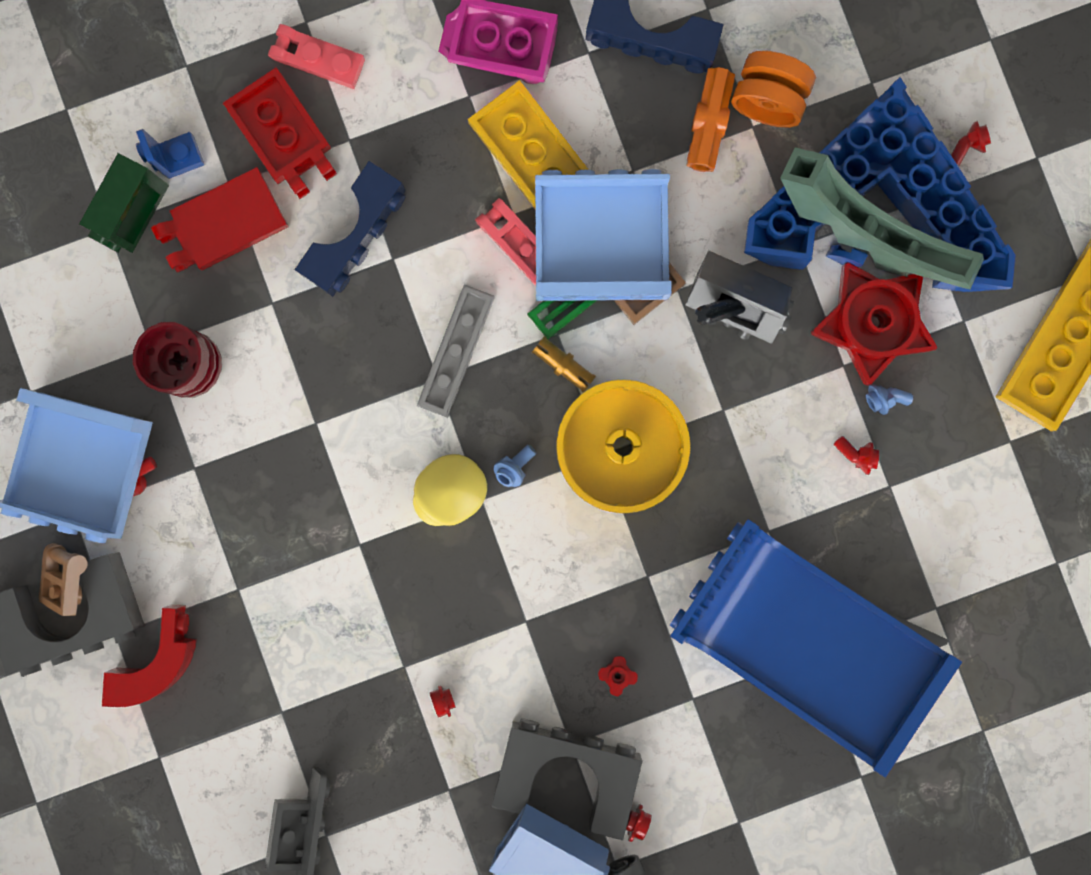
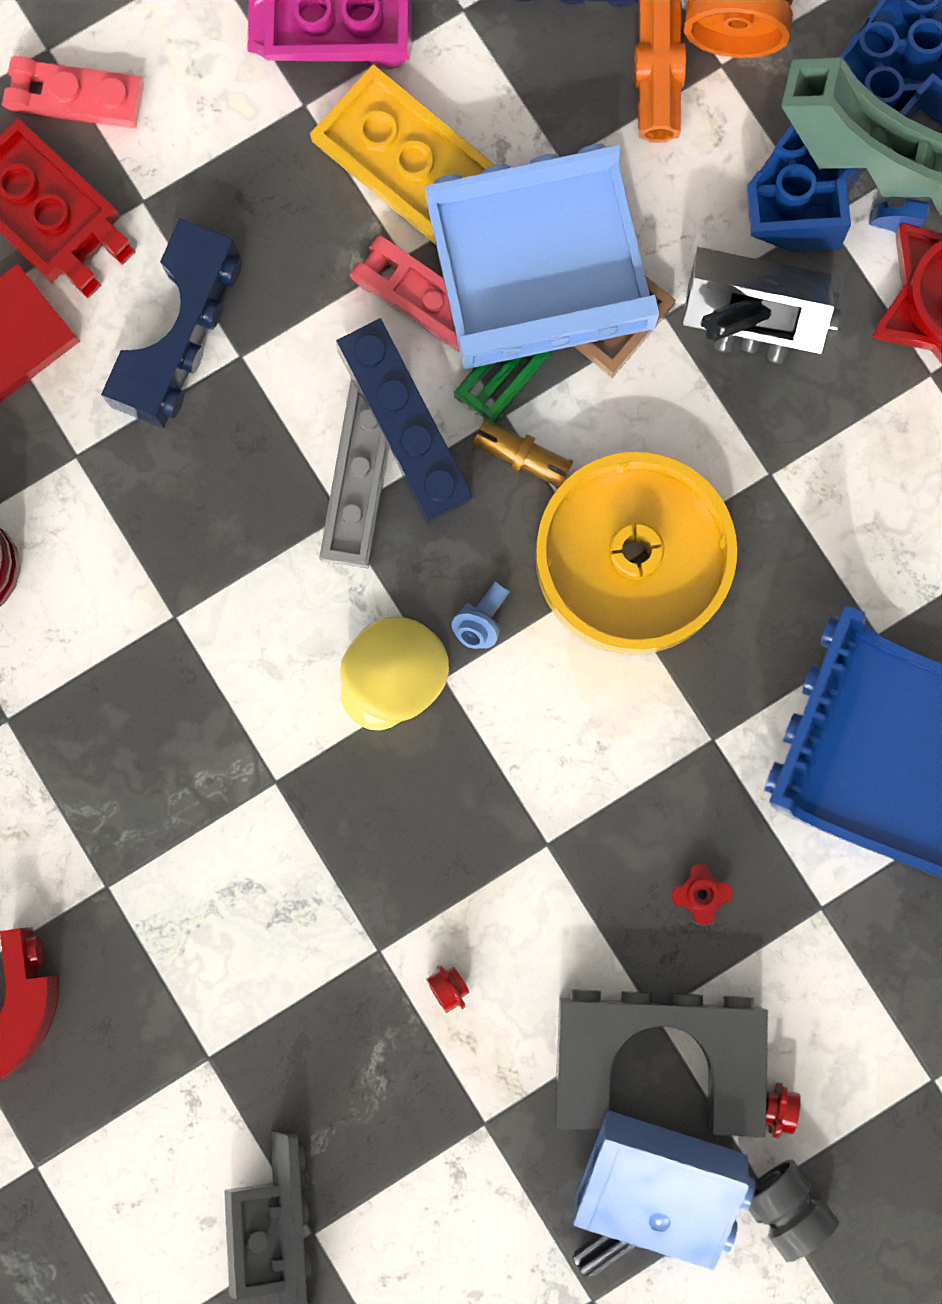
camera: 10 degrees left, 5 degrees down
(489, 328) = (404, 420): none -> dark blue arch

